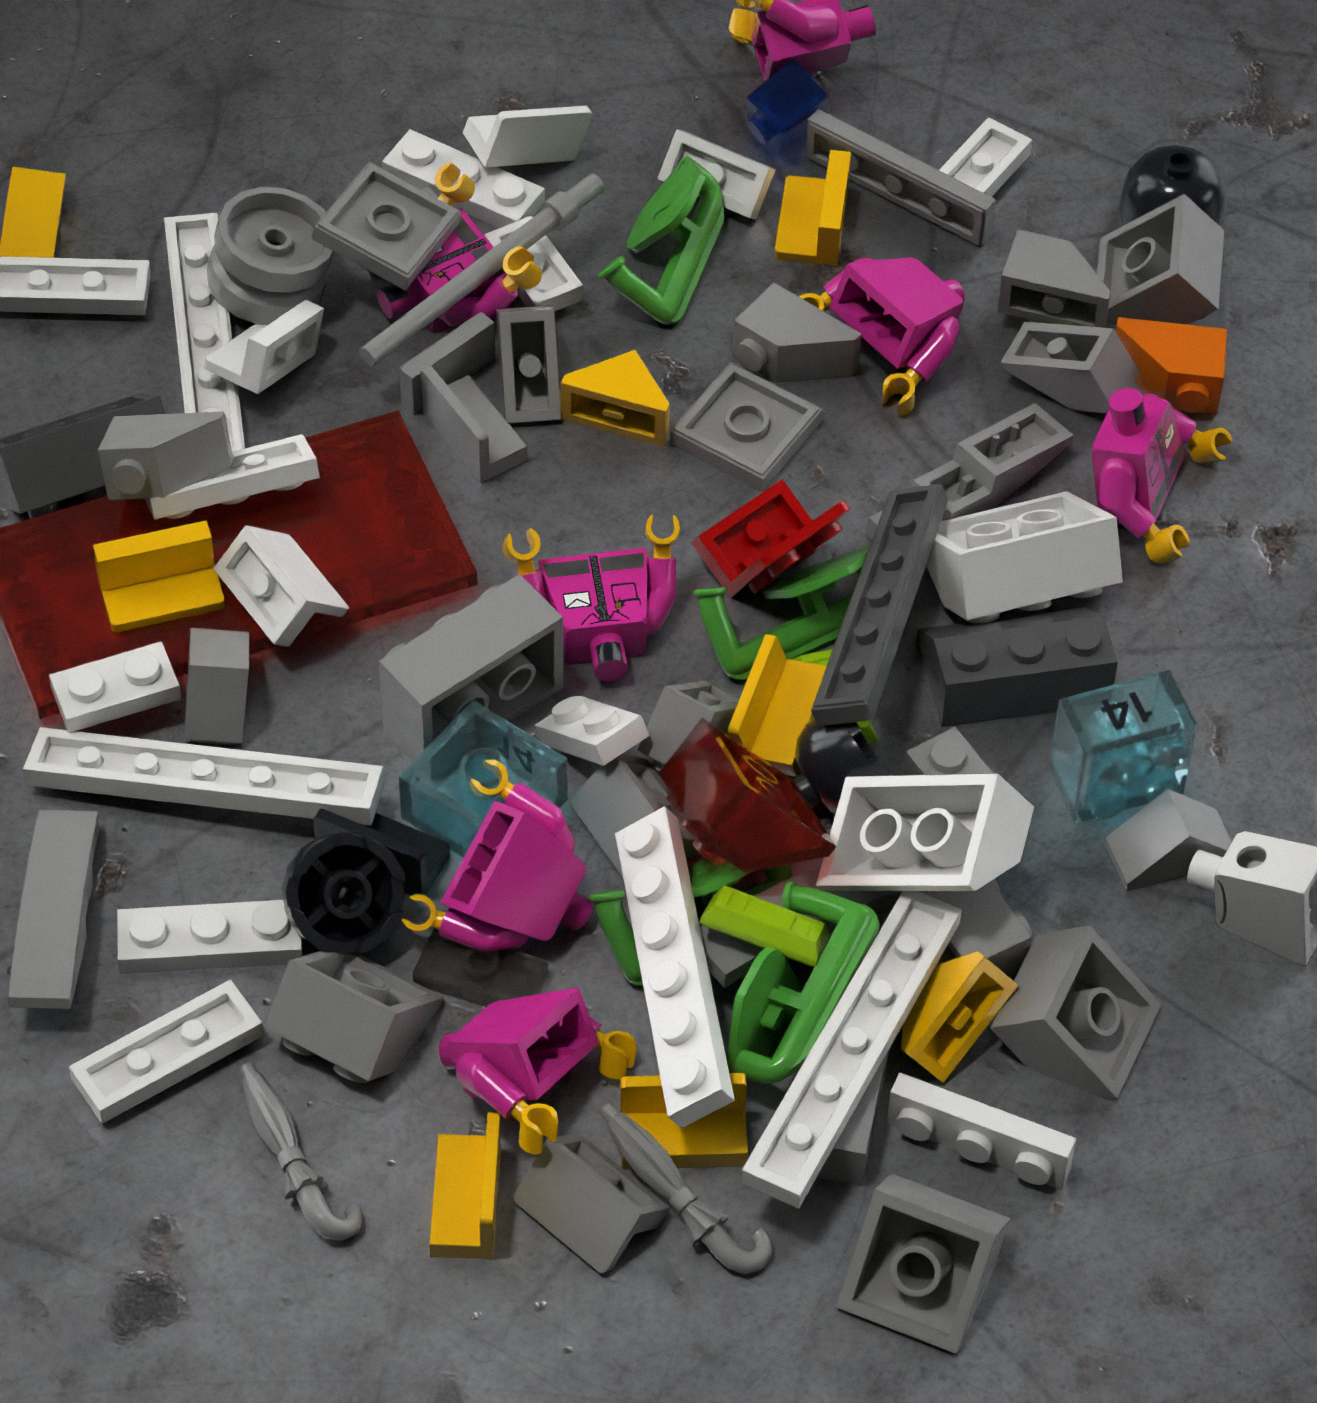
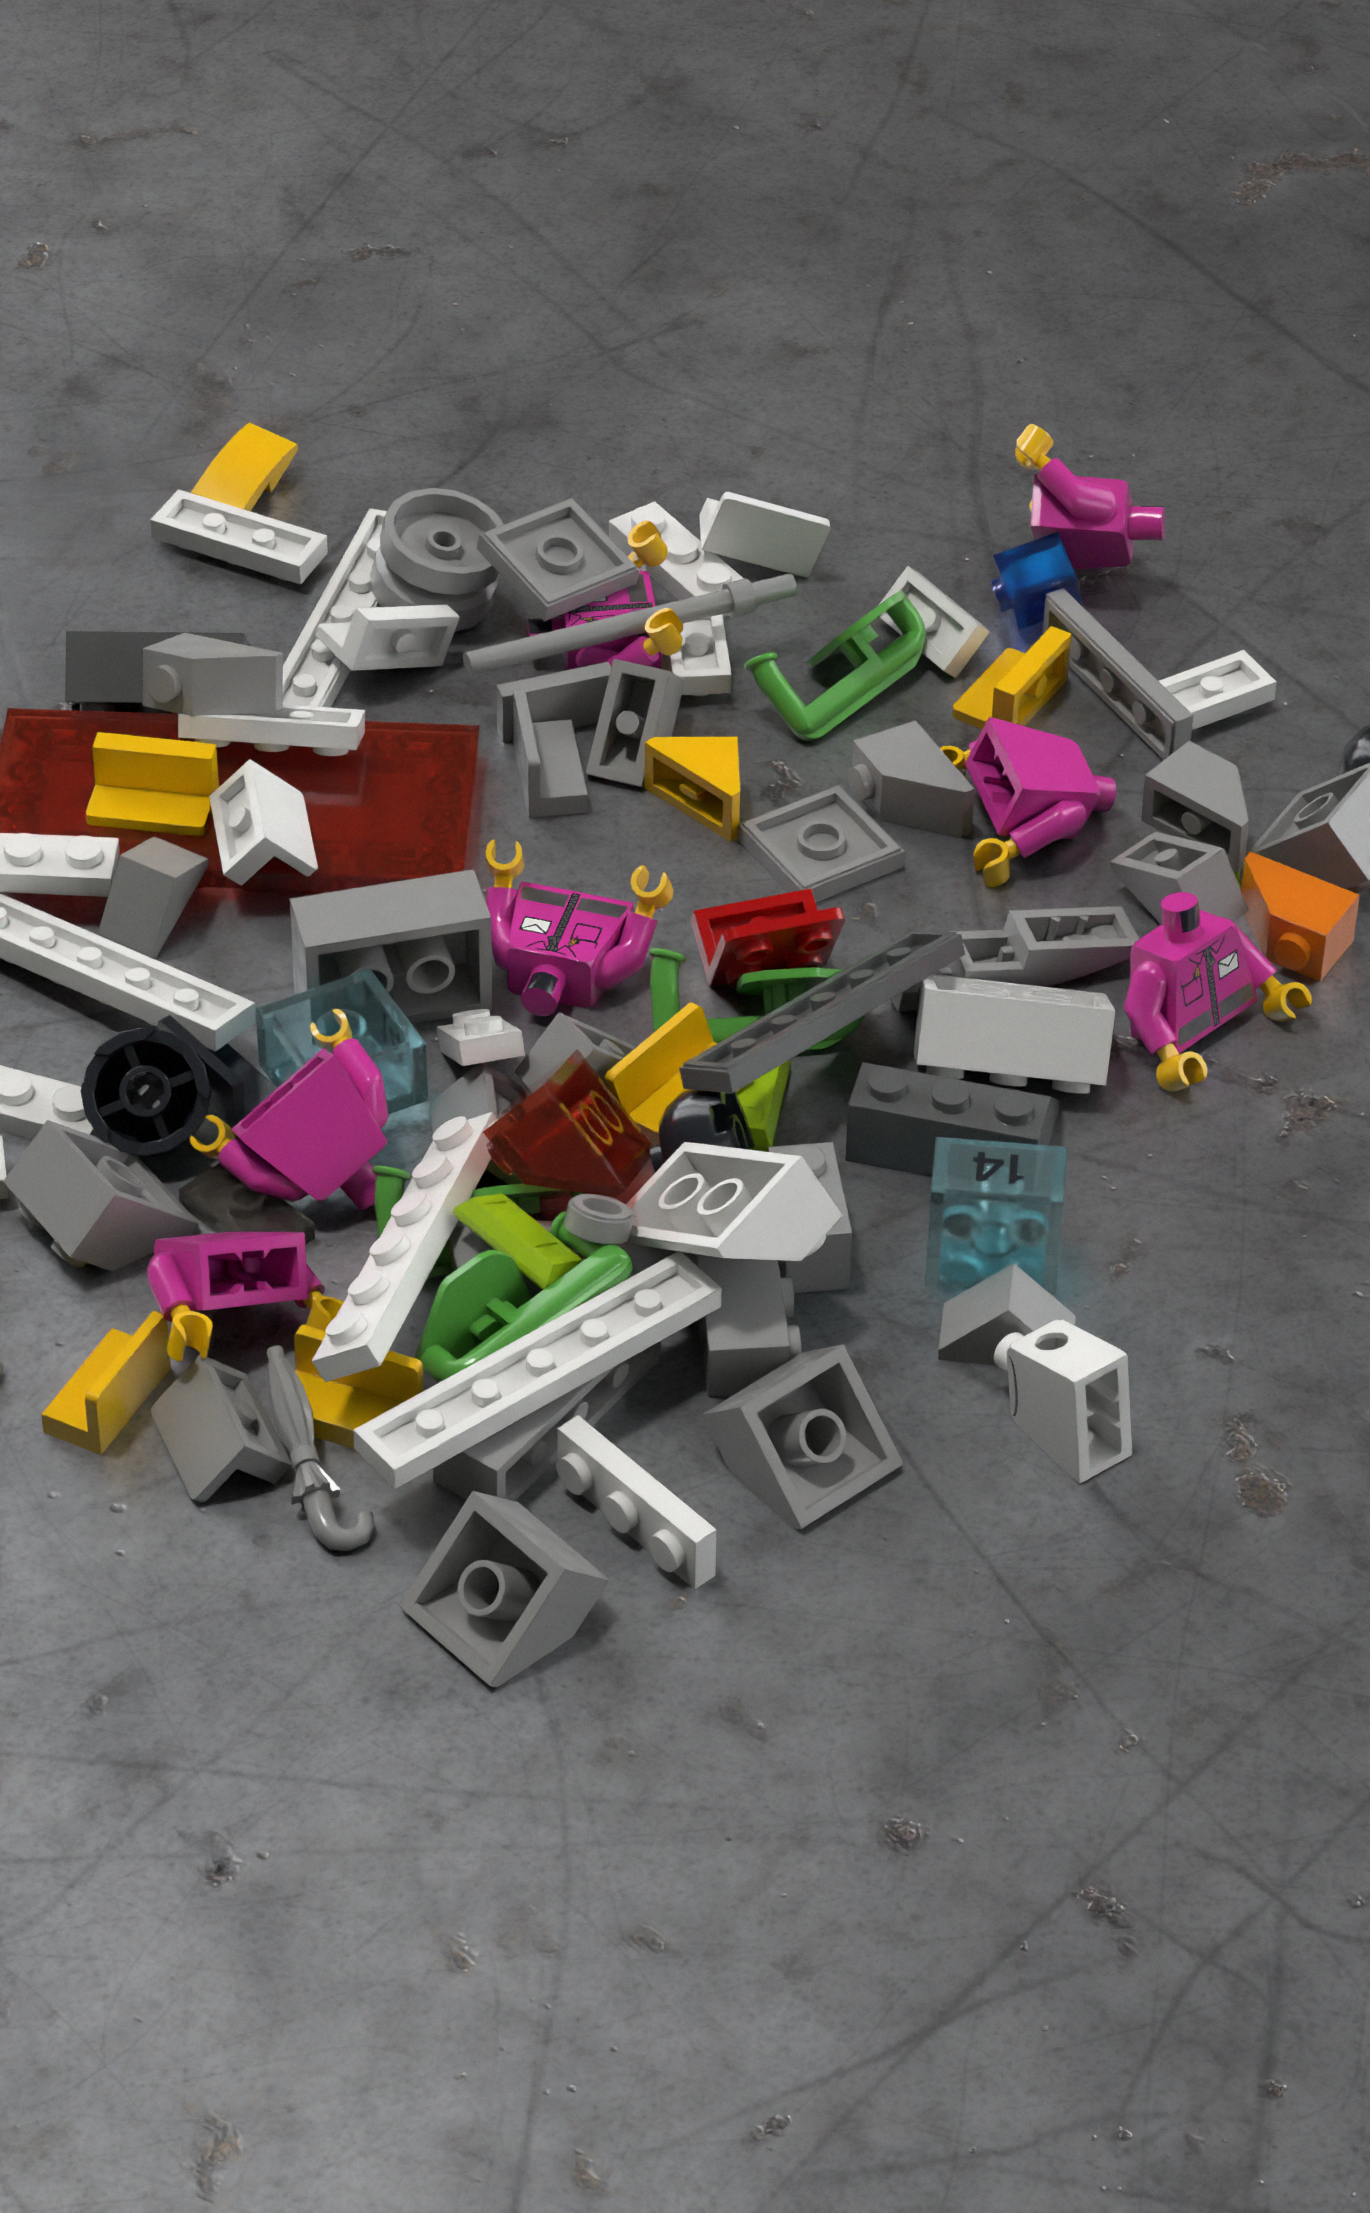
camera: 25 degrees right, 10 degrees down
(828, 883) = (599, 1219): none -> light grey tile
(954, 1012) = (670, 1387): yellow slope -> none

